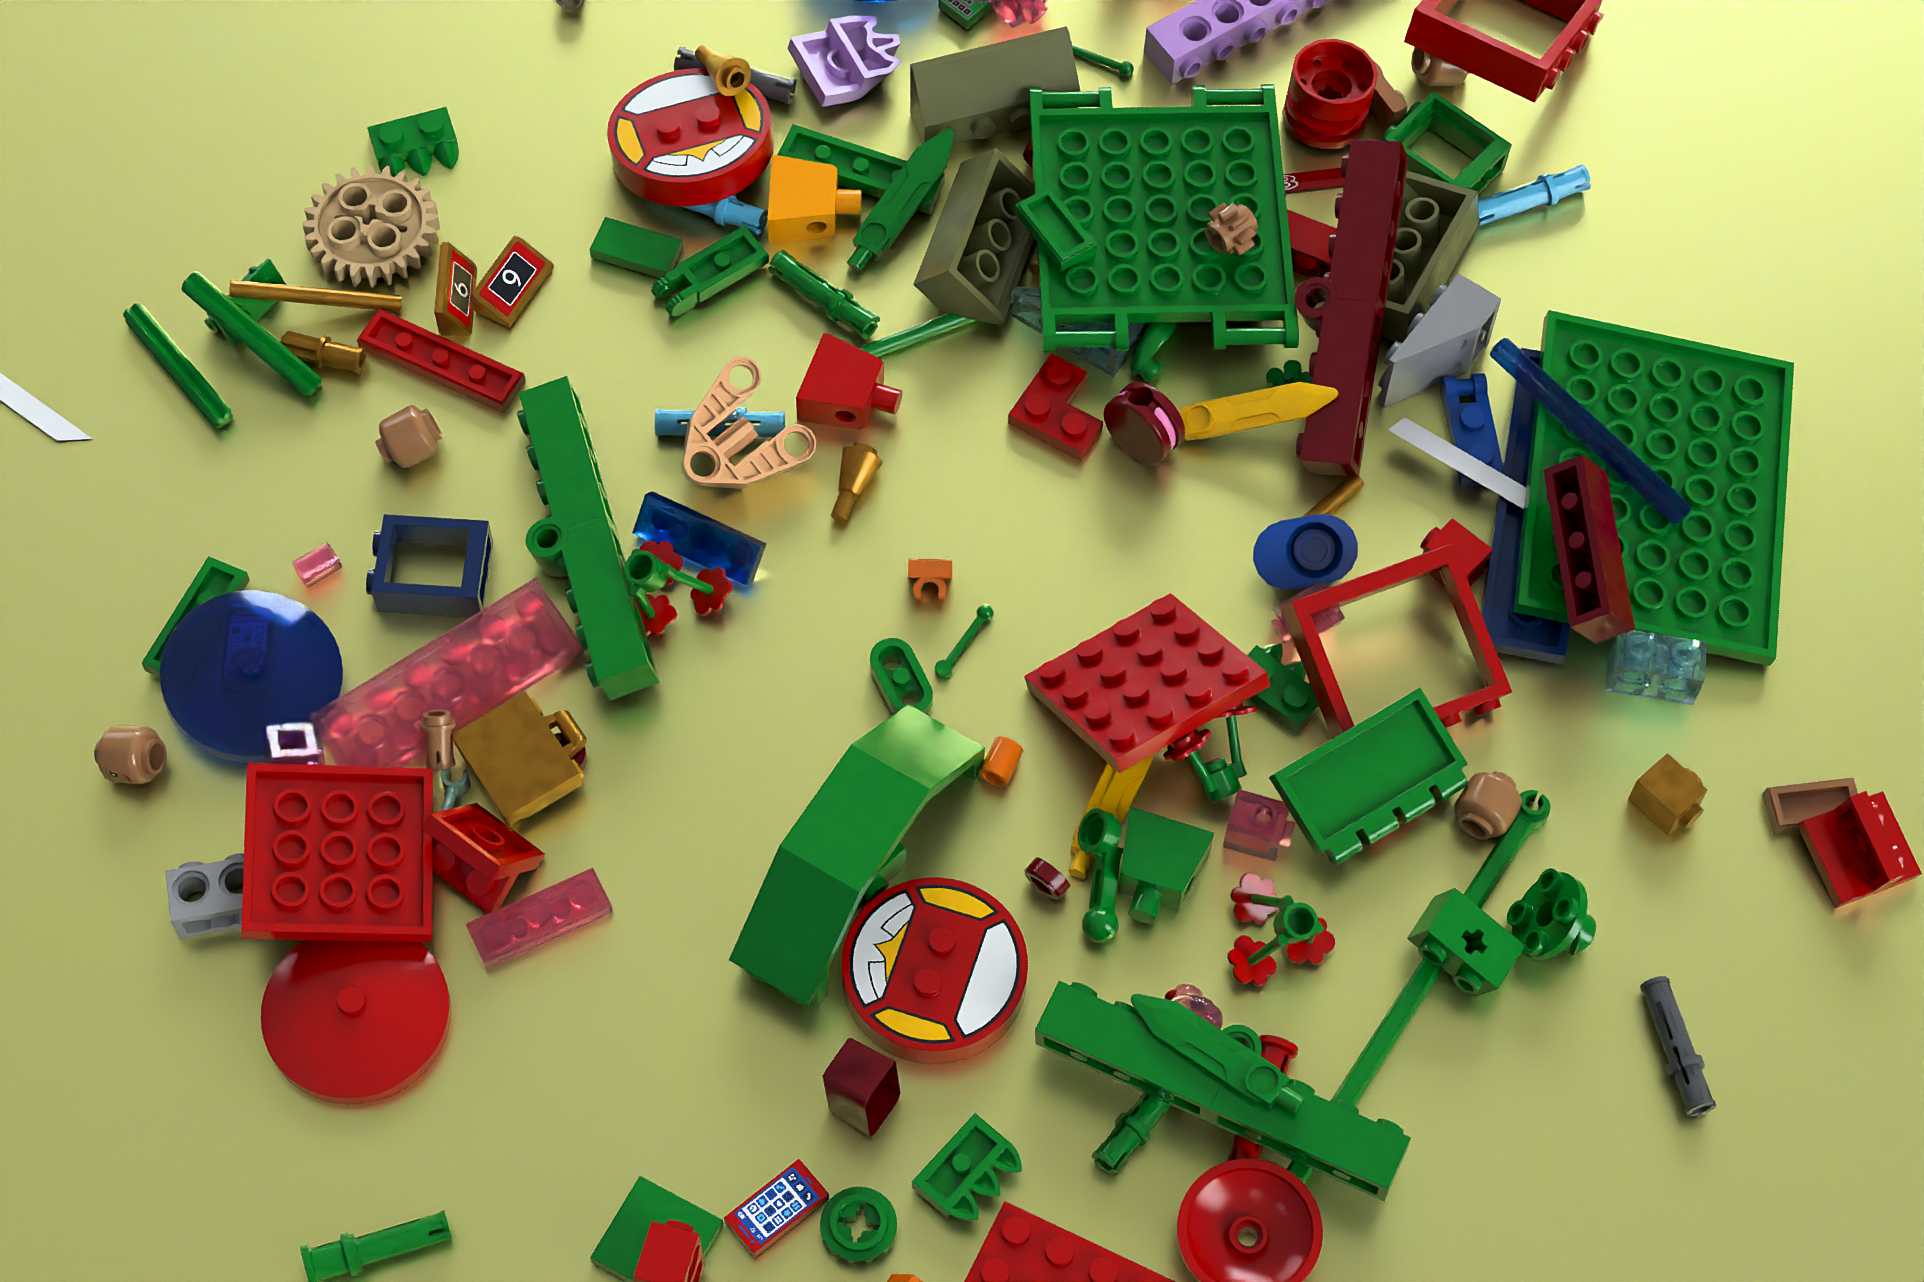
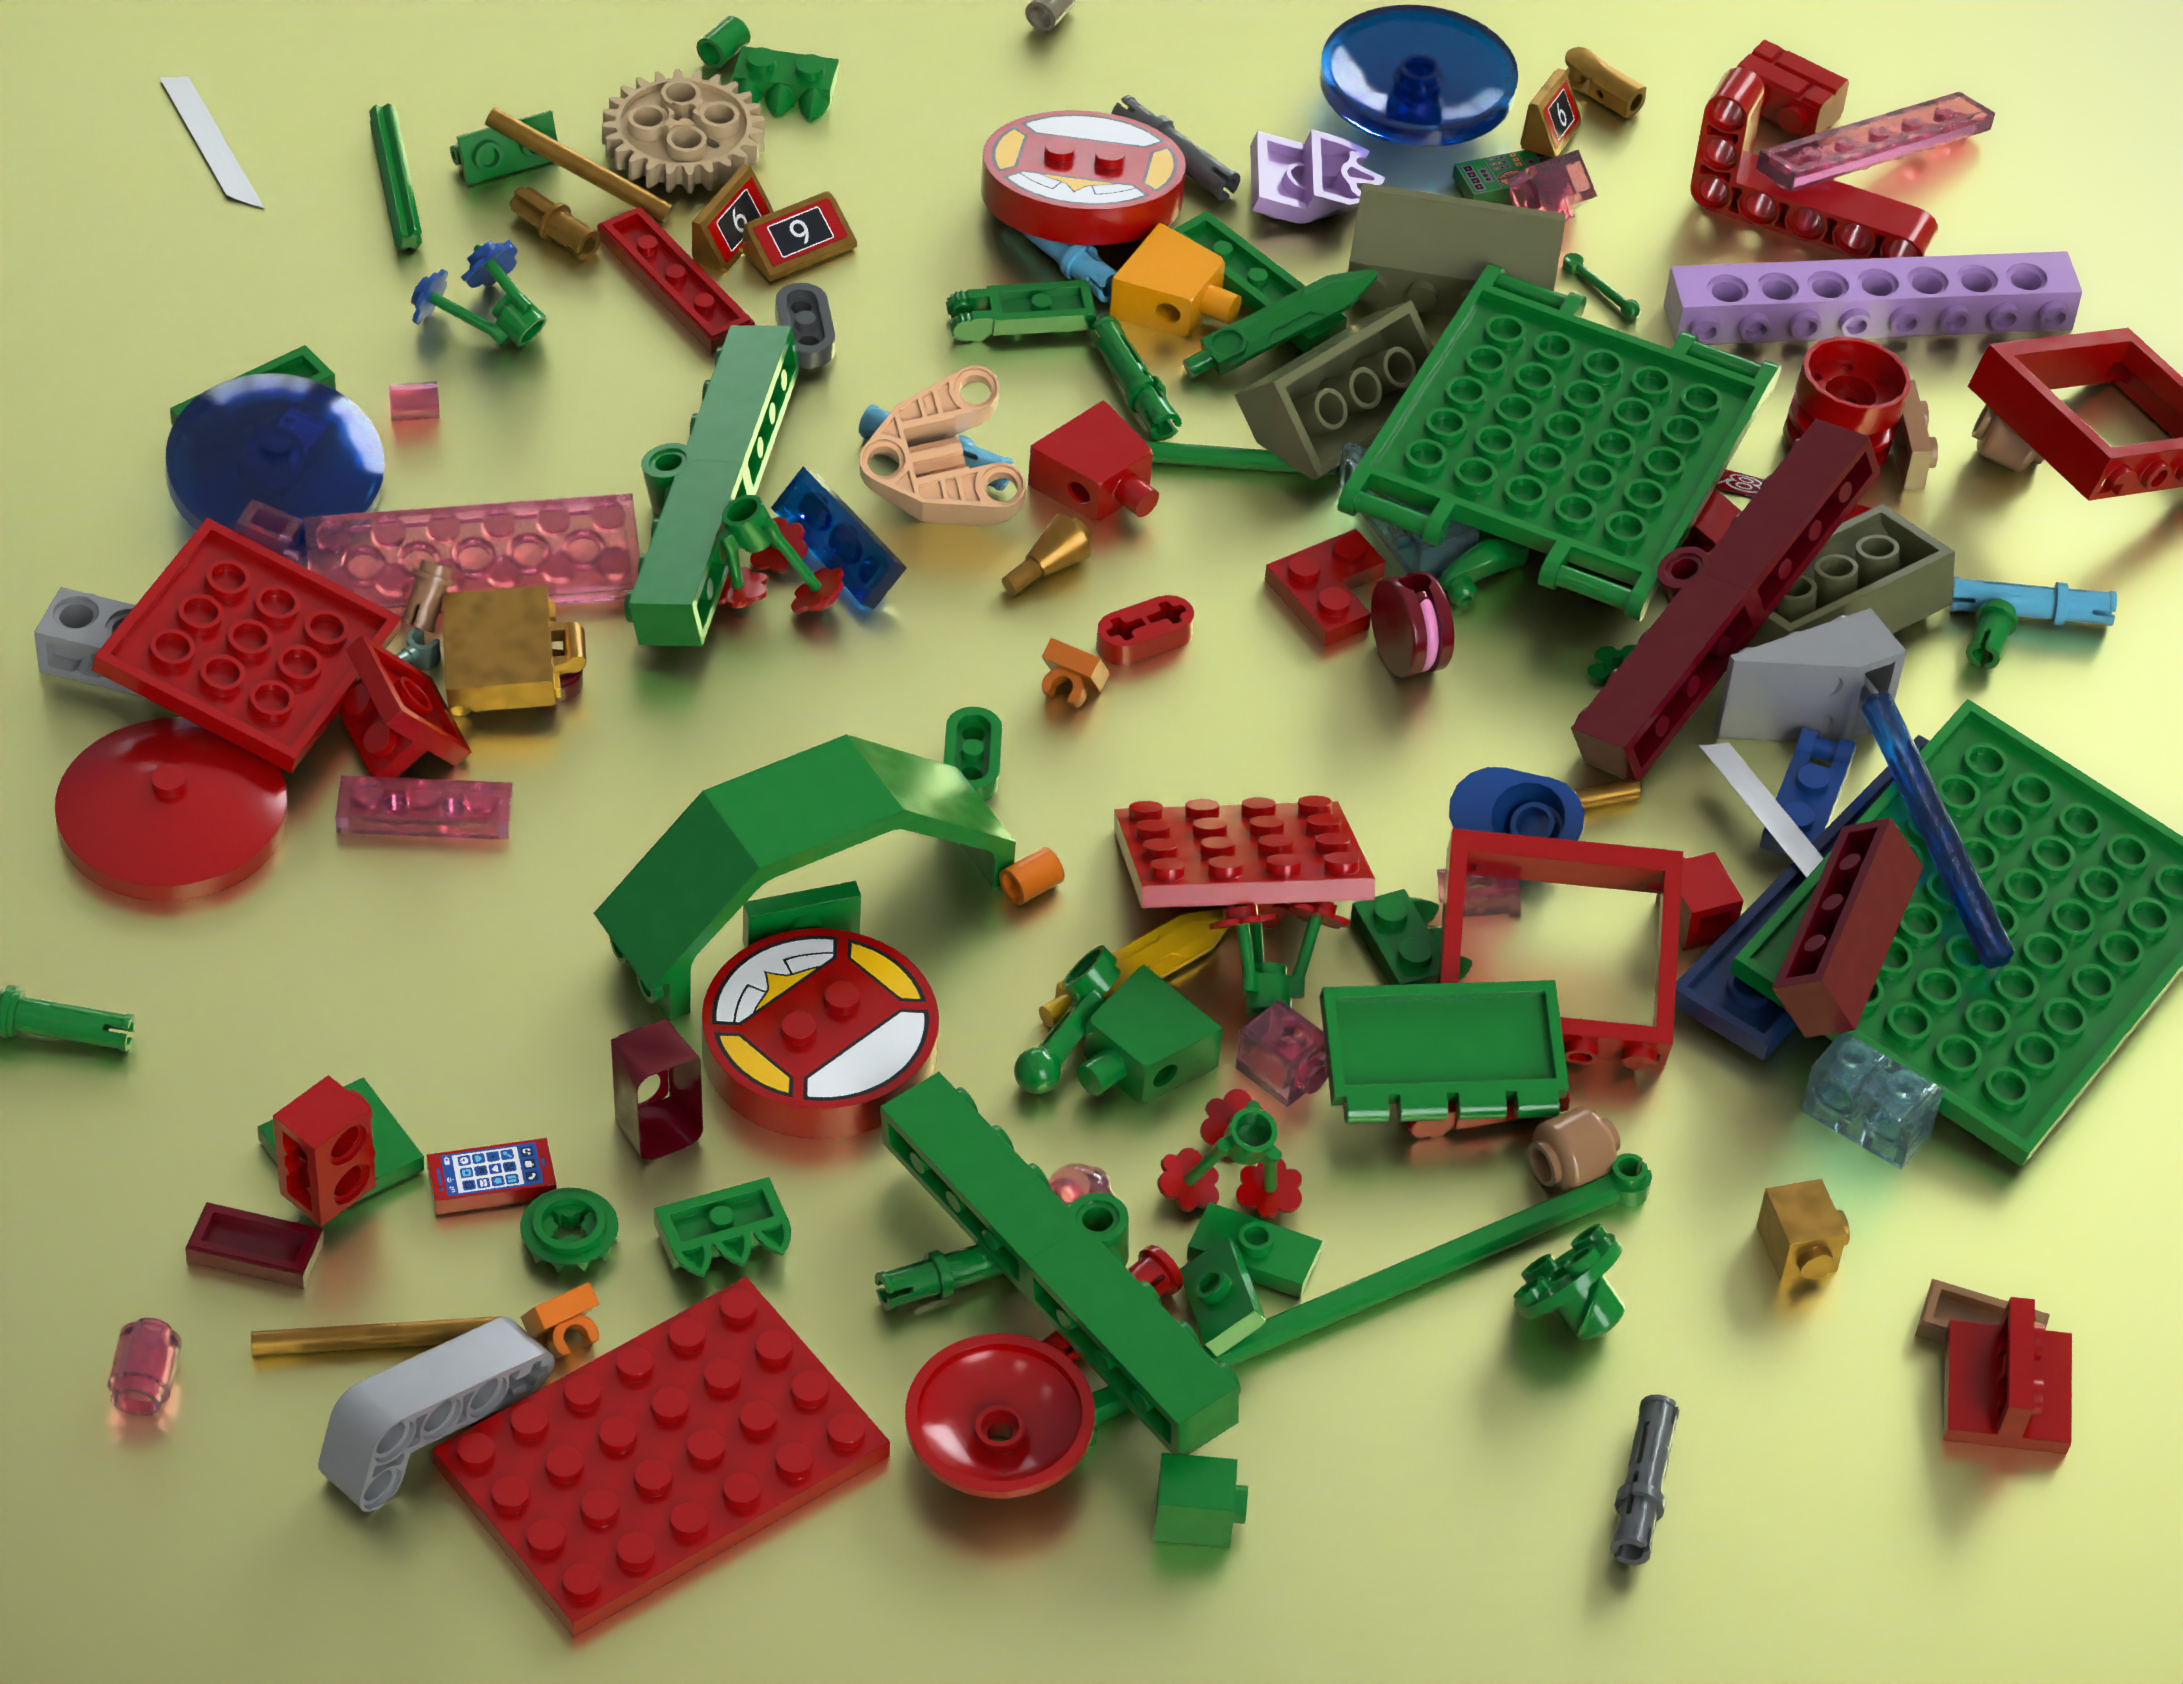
camera: 25 degrees right, 15 degrees down
(130, 754) = (101, 482): medium nougat head -> none
(251, 334) = (486, 167): green axle -> none
(307, 422) = (515, 313): none -> plant
(350, 129) = (723, 42): none -> green hinge
(409, 437) = (590, 326): medium nougat head -> none
(431, 599) = (572, 474): dark blue window -> none
(567, 360) = (809, 314): none -> dark grey plate
(635, 248) = (955, 258): green tile -> none
(728, 72) = (1158, 126): pearl gold cone -> none
(943, 668) = (1031, 770): green hinge -> none
(962, 515) = (1145, 630): none -> red beam
(1046, 878) = (1006, 1001): dark red tile -> none
(1055, 228) = (1425, 394): green tile -> none
(1217, 1052) = (1069, 1210): green piece -> none
(1231, 229) = (1625, 463): medium nougat gear -> none
(1254, 409) = (1545, 660): yellow piece -> none
(1324, 993) = (1270, 1252): none -> green plate
(1334, 1050) = (1222, 1296): none -> green plate
(1409, 1221) = (1198, 1500): none -> green brick
(1461, 130) = (2003, 534): green window -> none
(1465, 942) = (1448, 1228): green brick -> none
(1516, 225) = (1994, 624): none -> green pin

